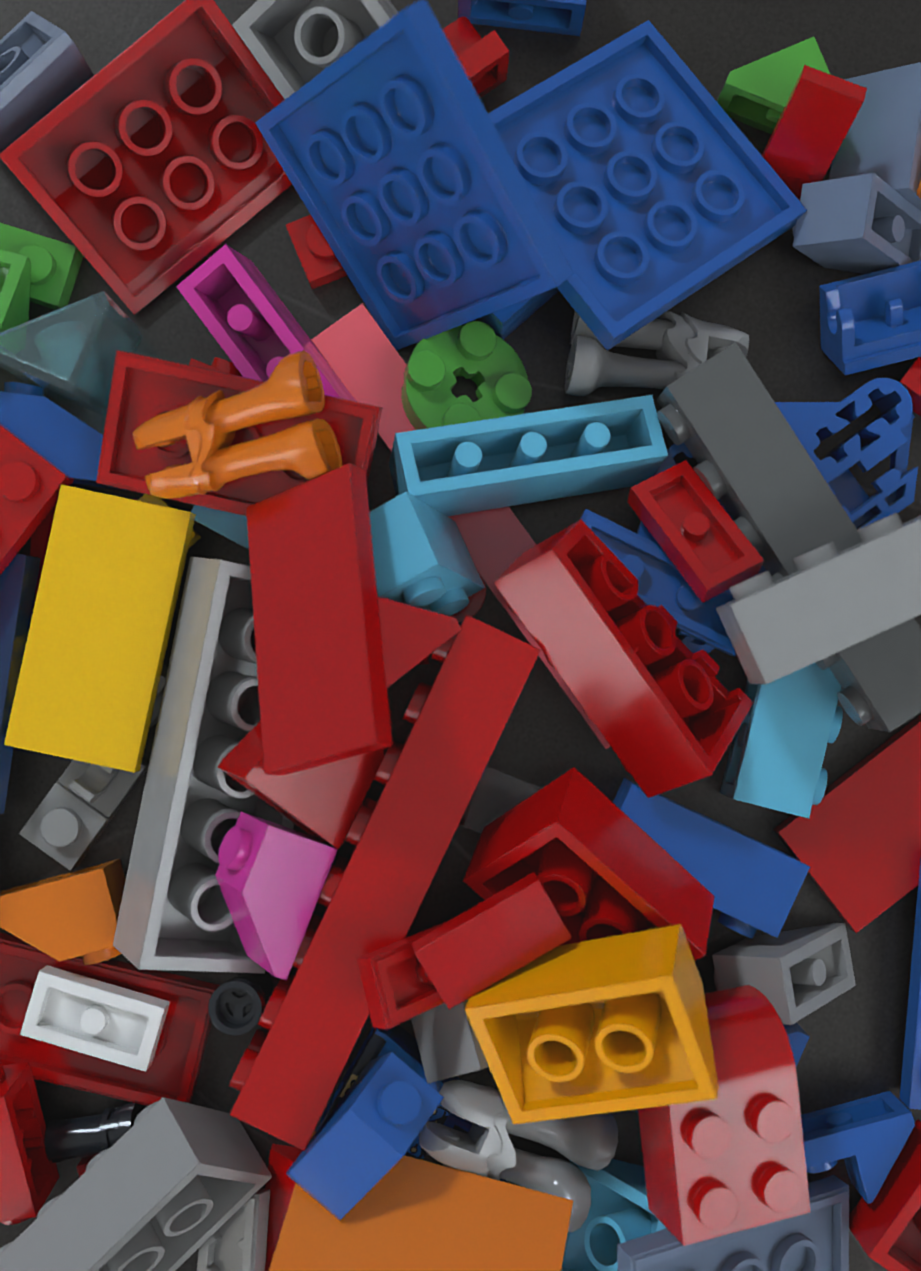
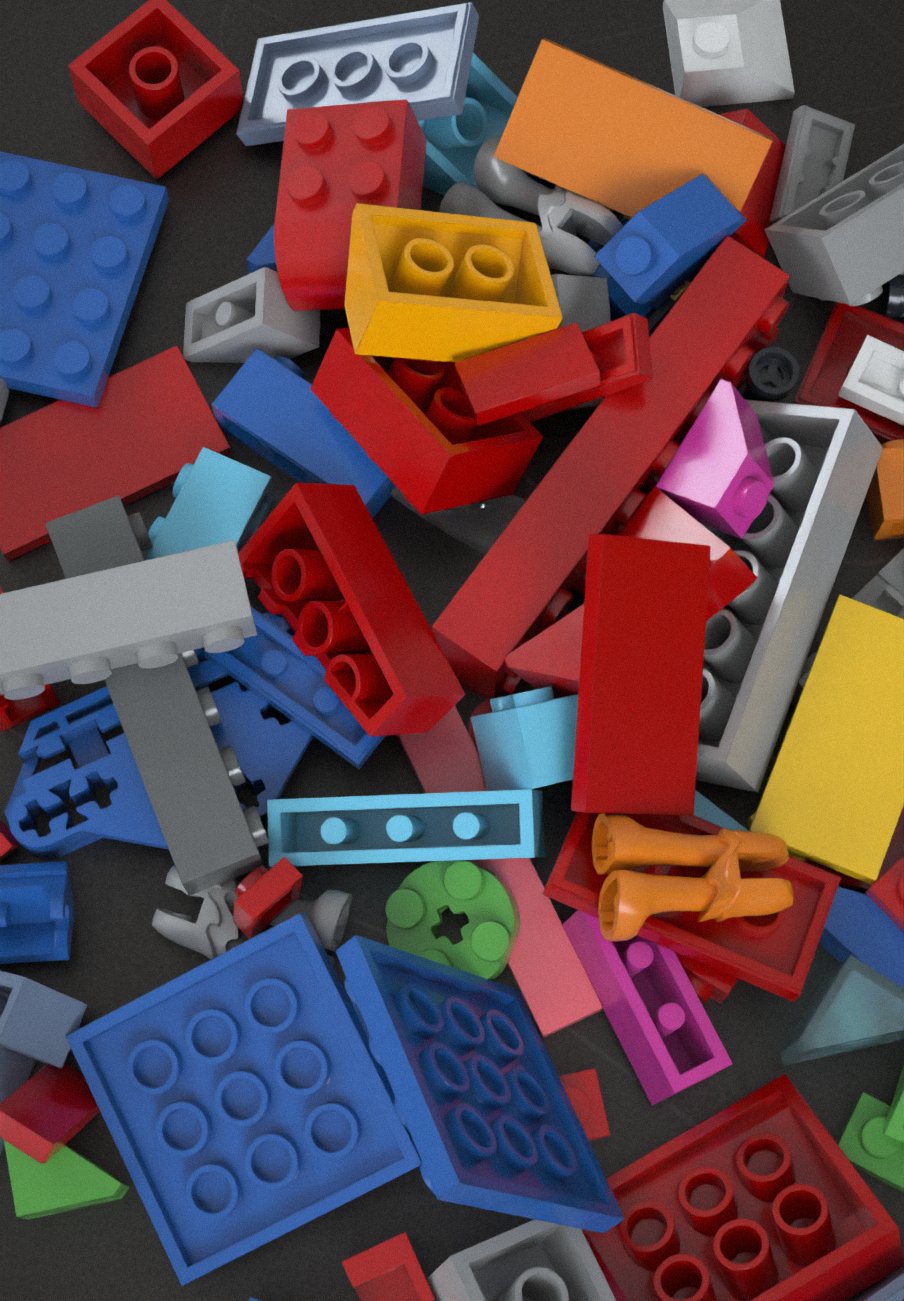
camera: 165 degrees left, 15 degrees down
(651, 363) = (265, 896): none -> red plate
(694, 531) = (259, 718): red plate -> none
(861, 1132) = (214, 177): blue slope -> none

